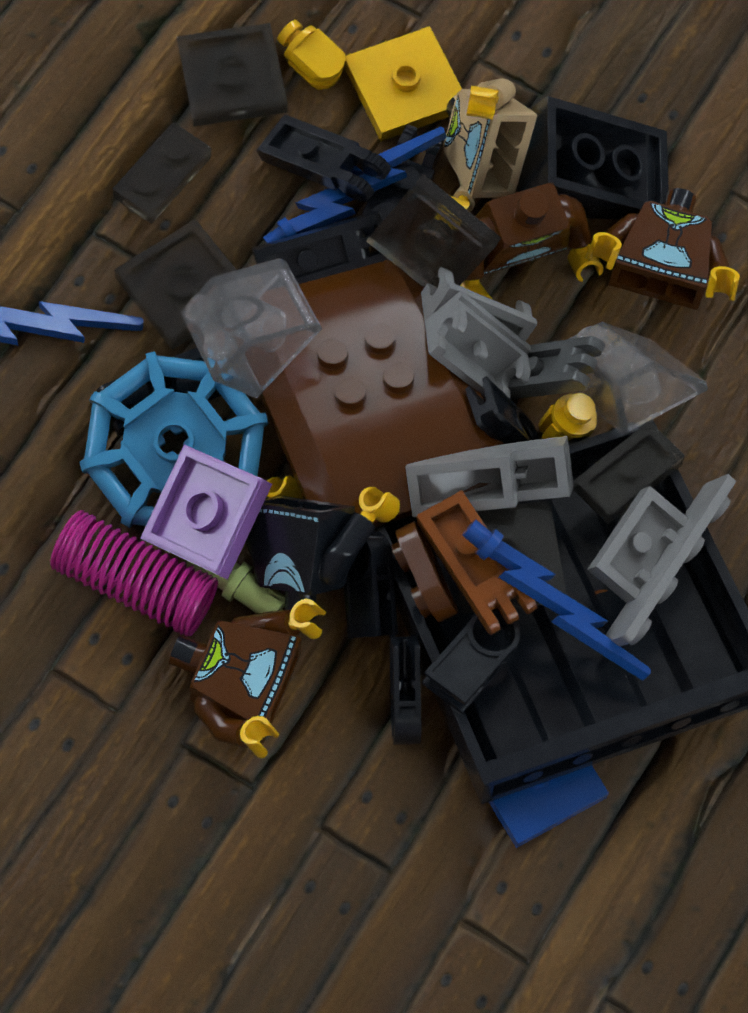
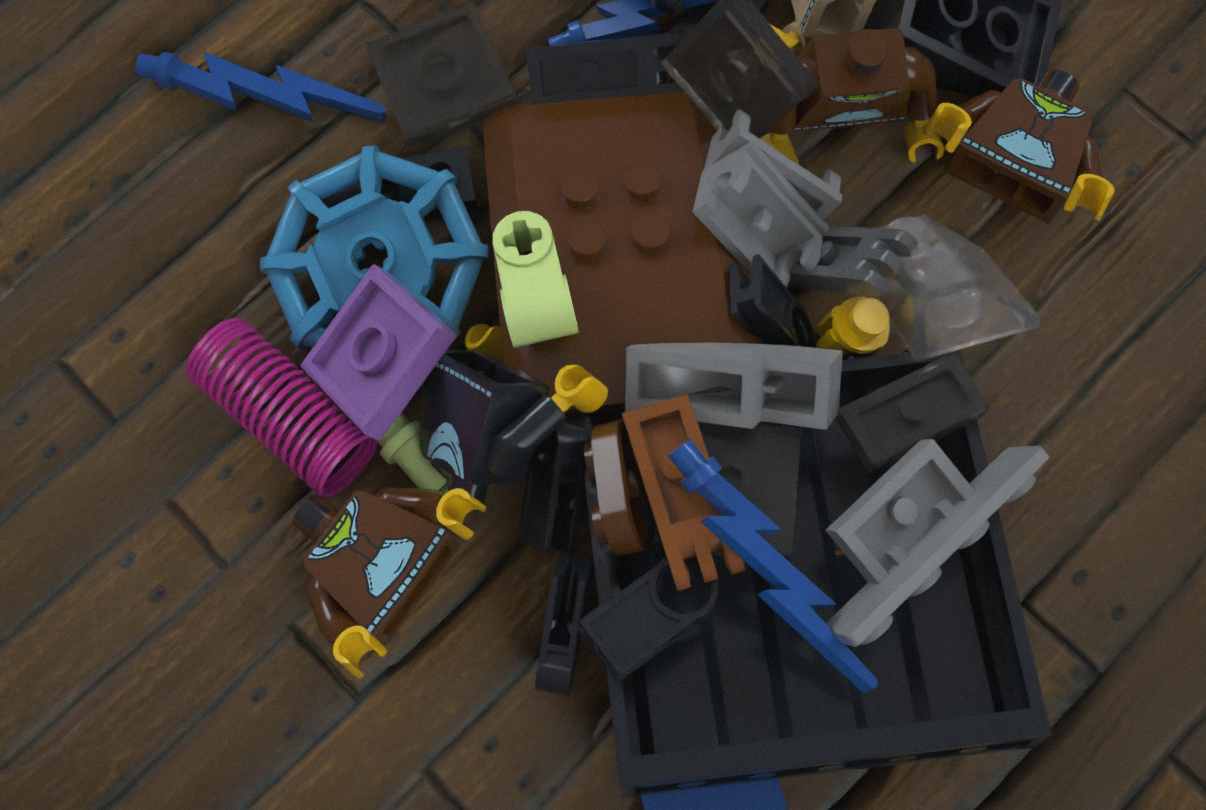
camera: 25 degrees right, 5 degrees up
(250, 325) = (490, 135): clear slope -> none
(325, 434) = (533, 286): none -> yellowish green piece

